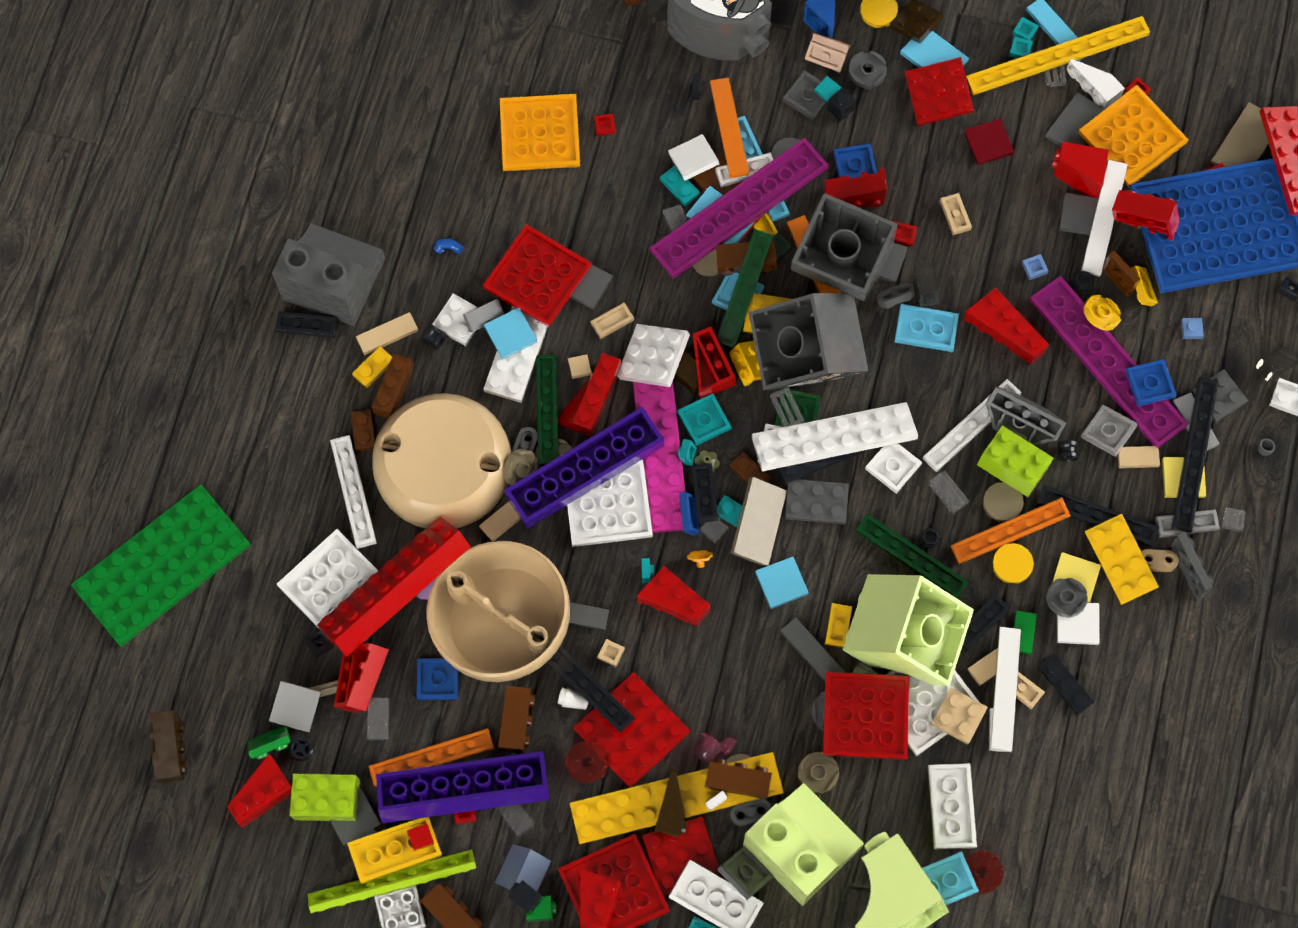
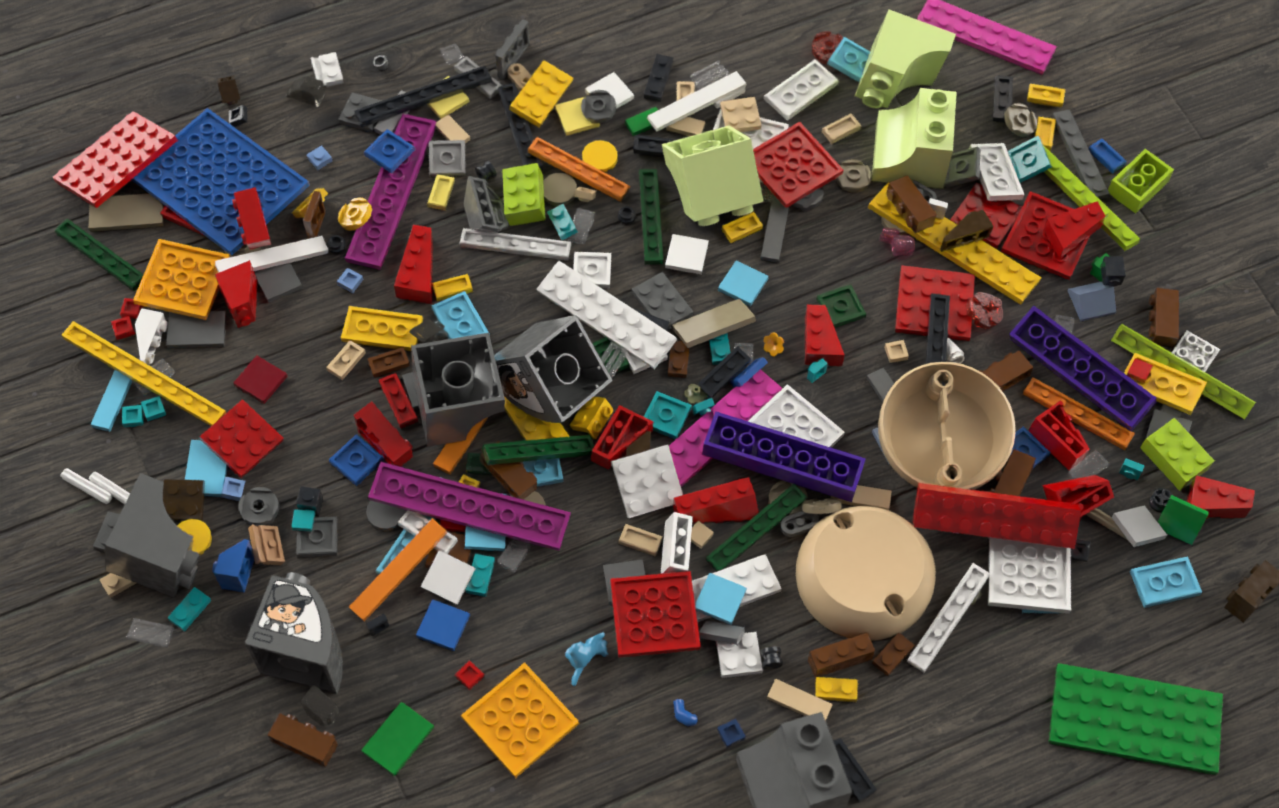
camera: 130 degrees left, 10 degrees down
(237, 690) = (1165, 582): none -> medium azure tile
(345, 748) = (1131, 469): none -> teal plate
(404, 265) = (731, 733): none -> dark blue plate
(416, 638) = (1015, 474): none -> reddish brown brick
(424, 714) = (1059, 436): none -> red wedge
(552, 206) = (582, 653): none -> dark azure animal
(580, 335) = (676, 543): none -> white brick
(596, 45) = (397, 738): none -> green tile
(660, 133) = (443, 625): none -> blue tile
(691, 643) = (842, 305): none -> dark green plate
(847, 556) = (686, 254): none -> white tile
(879, 806) = (841, 128): none -> tan tile
(898, 60) = (233, 489): none -> medium blue plate
(927, 243) = (388, 362): none -> reddish brown plate
(963, 476) = (562, 222): none -> teal plate
(966, 344) = (452, 286): none -> yellow tile
(967, 259) = (380, 328): none -> yellow plate
(978, 517) = (585, 194): none -> tan plate
(1034, 716) = (707, 72): none -> clear tile
(1076, 403) = (441, 192): none -> light yellow tile
(1123, 72) = (123, 327): none -> red tile
(1215, 97) = (99, 254): none -> dark green tile

